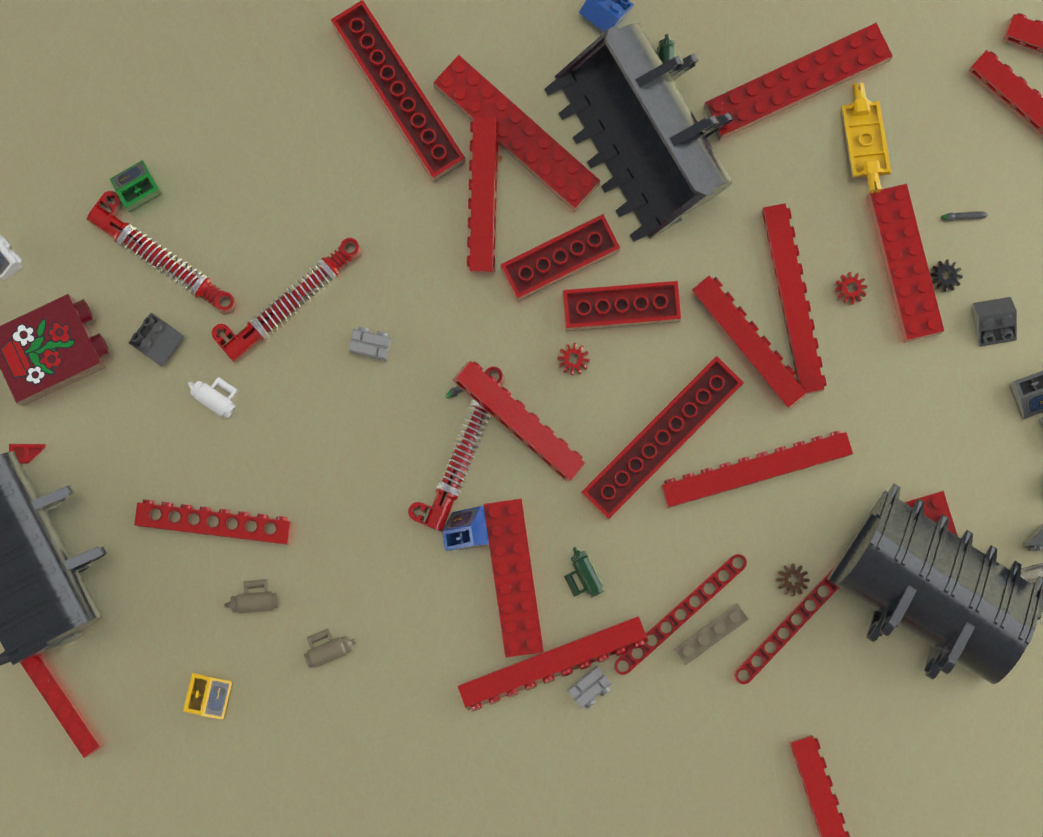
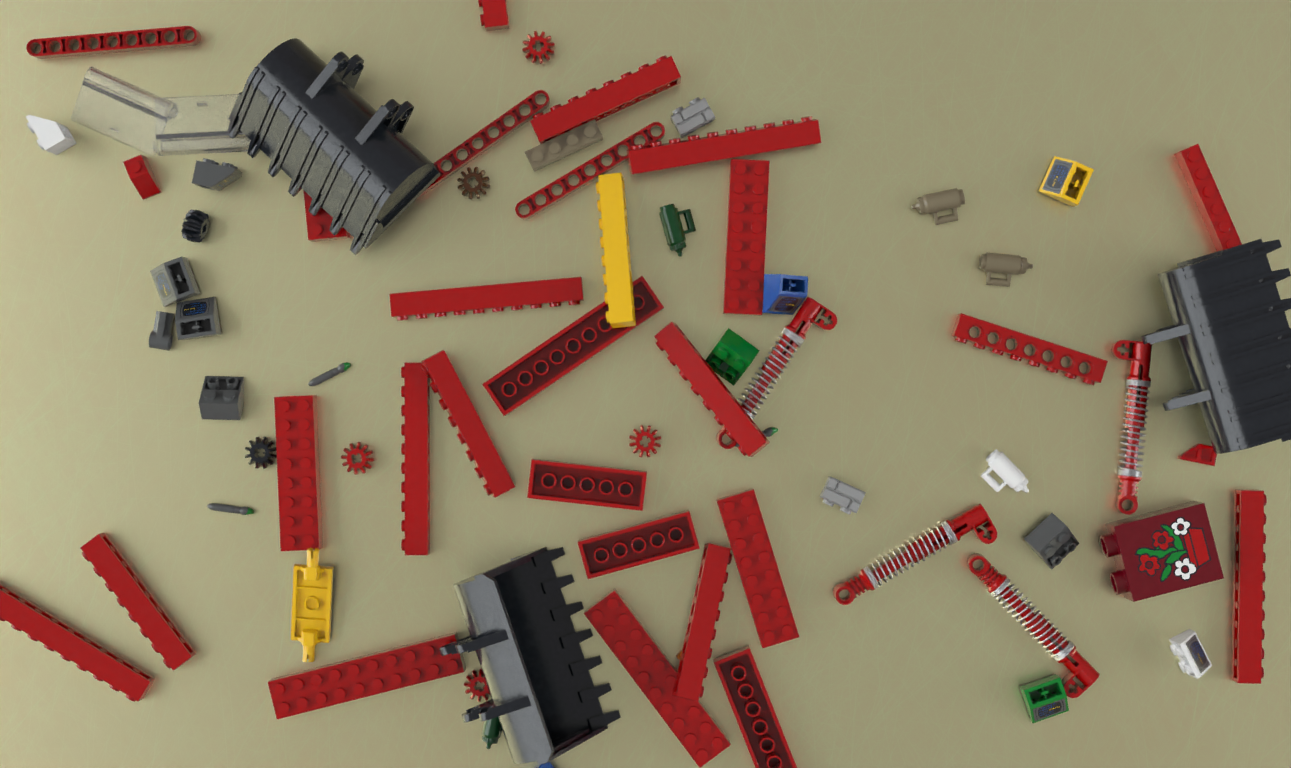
camera: 170 degrees left, 5 degrees up
(97, 472) = (1134, 419): none -> red piece
(439, 257) = (757, 568): none -> red brick
(504, 458) = (731, 356): none -> green slope
(639, 539) = (616, 250): none -> yellow brick
(678, 685) = (608, 99): none -> red brick
(694, 92) = (472, 684): none -> red gear
(762, 730) = (544, 50): none -> red gear
(896, 364) = (329, 374): none -> dark grey piece

